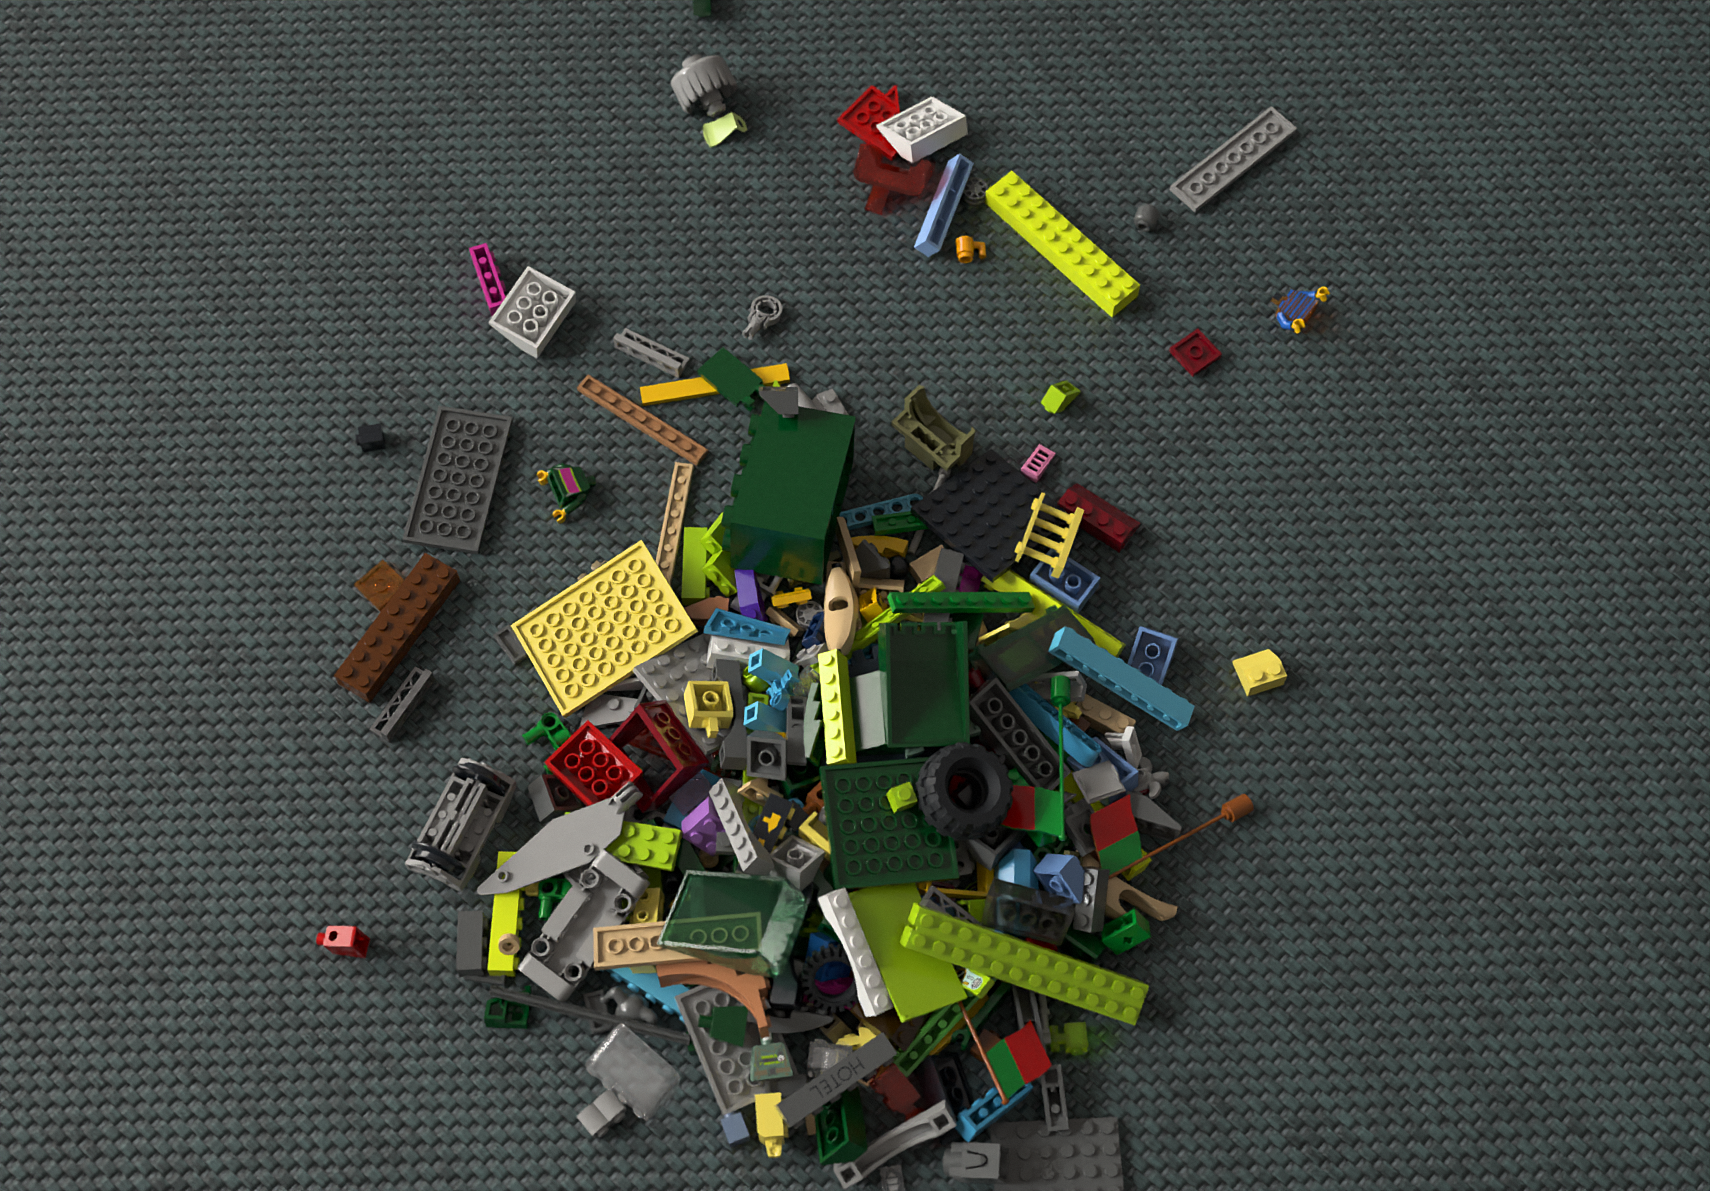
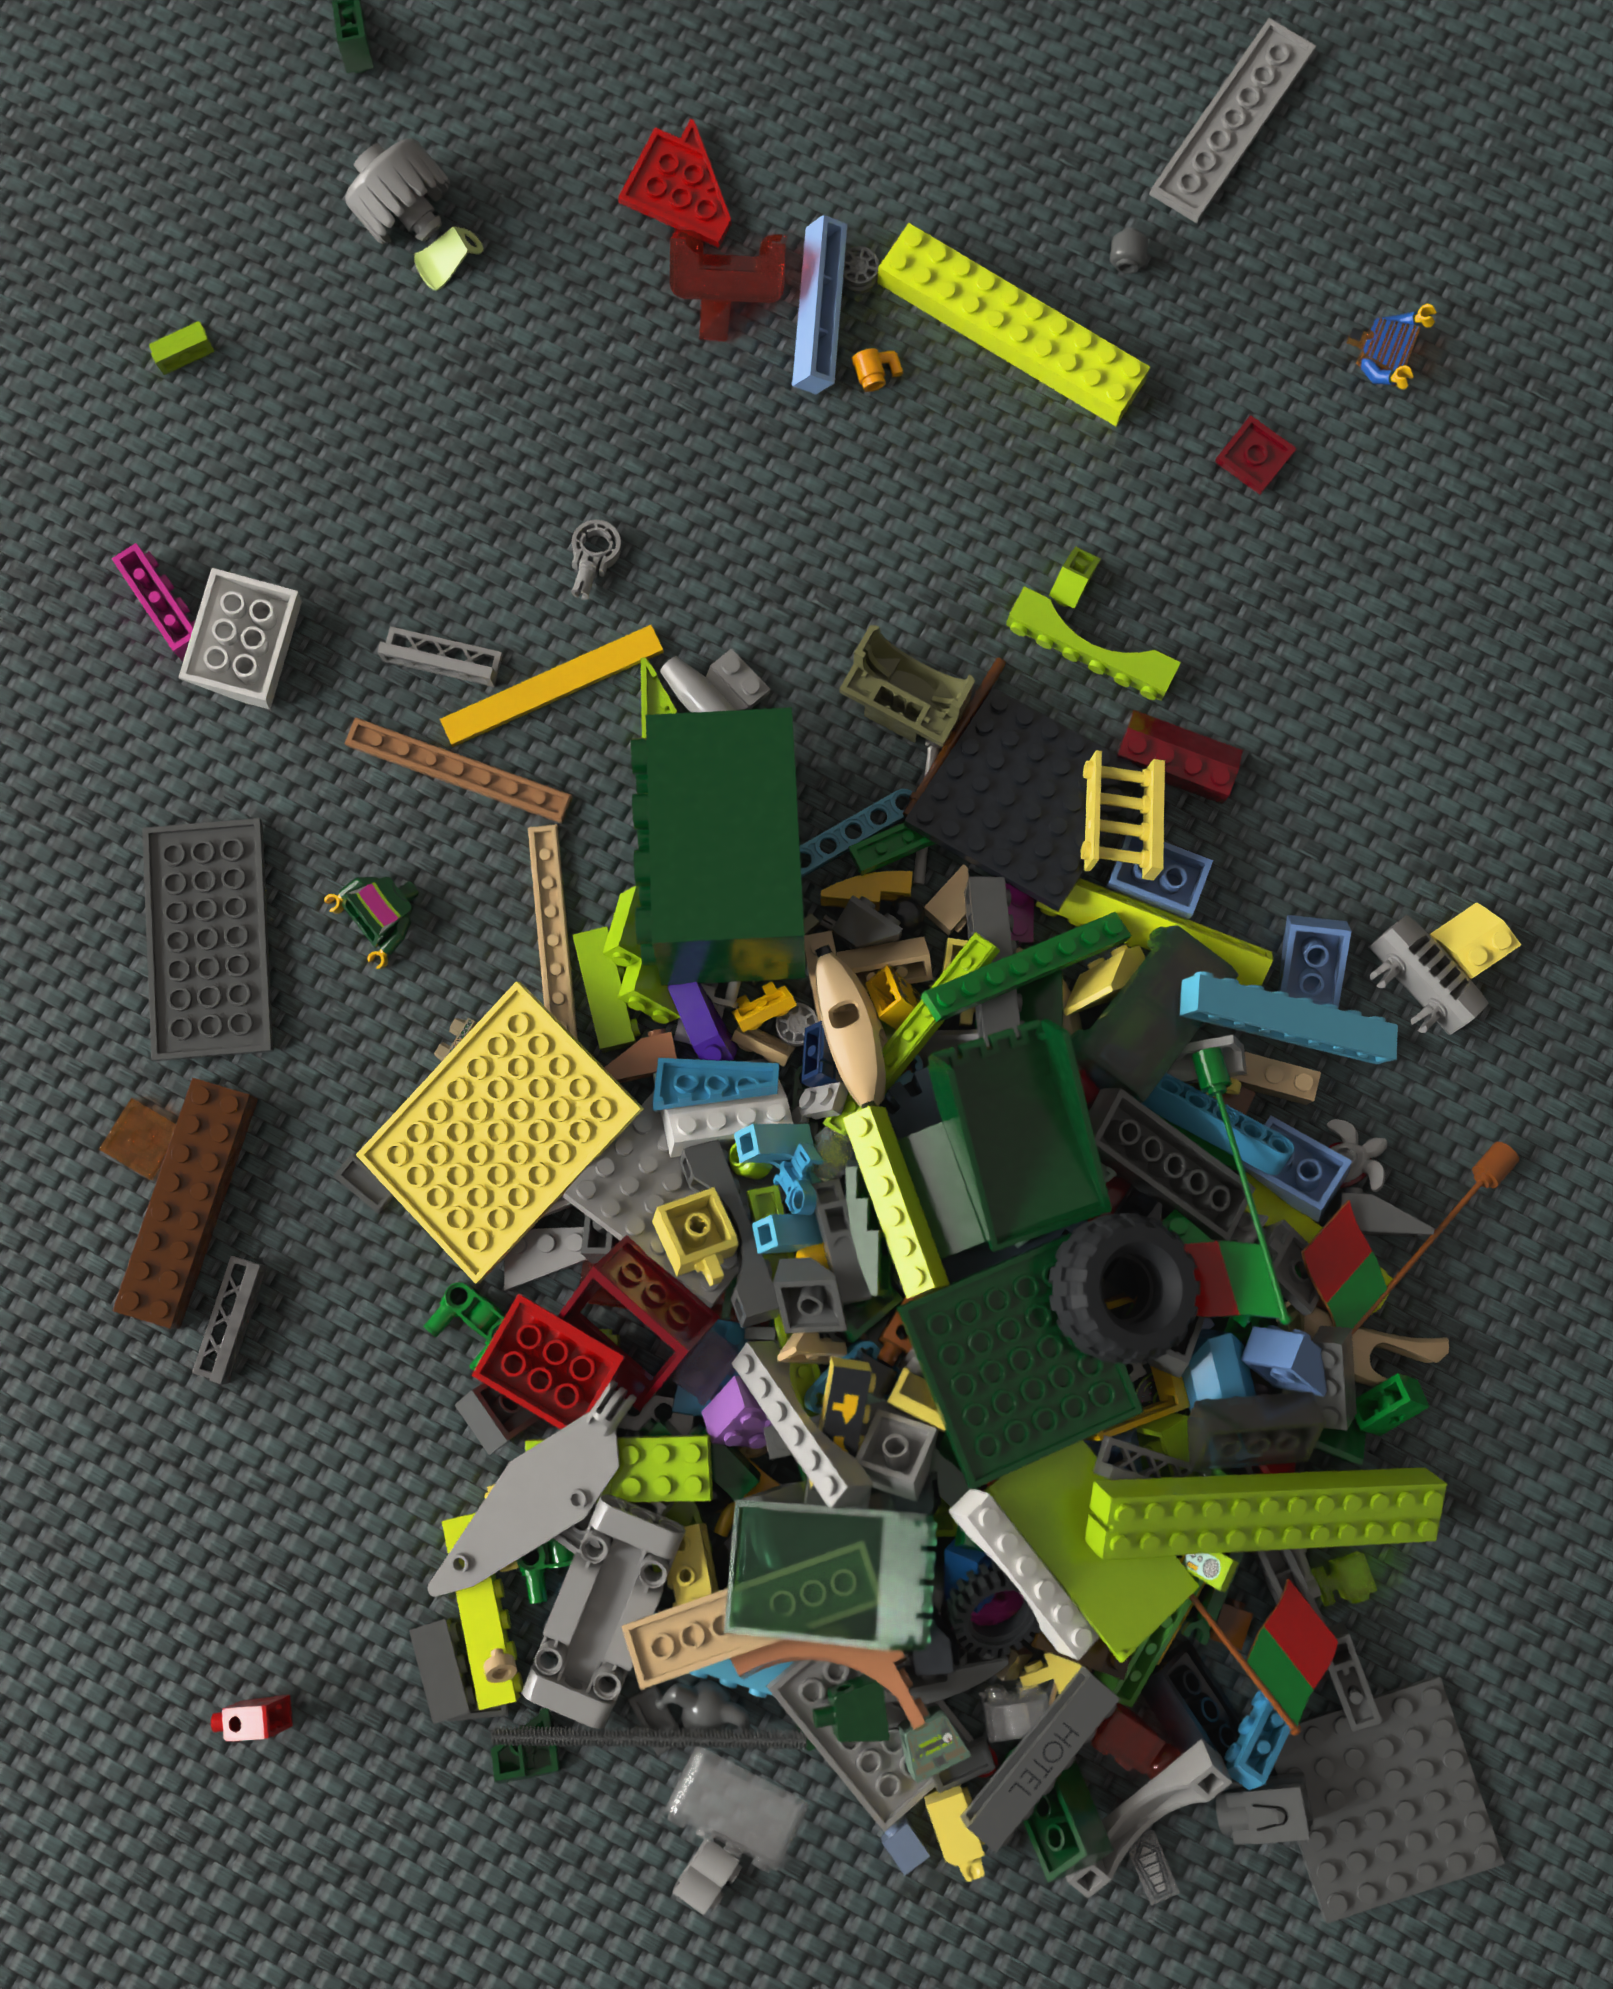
camera: 15 degrees left, 15 degrees up
(371, 438) = (54, 906): black brick -> none
(475, 803) = (369, 1523): light grey piece -> none
(546, 144) = (181, 348): none -> lime panel
(731, 379) = (577, 672): dark green tile -> none
(781, 399) = (671, 710): dark grey slope -> none
(848, 550) = (832, 919): tan tile -> none
(901, 797) = (1034, 1323): lime brick -> none
(924, 129) = (755, 183): white slope -> none
(990, 444) = (968, 715): none -> reddish brown bar
(1031, 474) = (1062, 713): bright pink slope -> none
(1090, 461) = (1038, 619): none -> lime arch
(1098, 782) = (1300, 1194): light grey piece -> none
(1124, 741) = (1317, 1107): white piece -> none
(1222, 680) = (1428, 975): none -> light grey piece

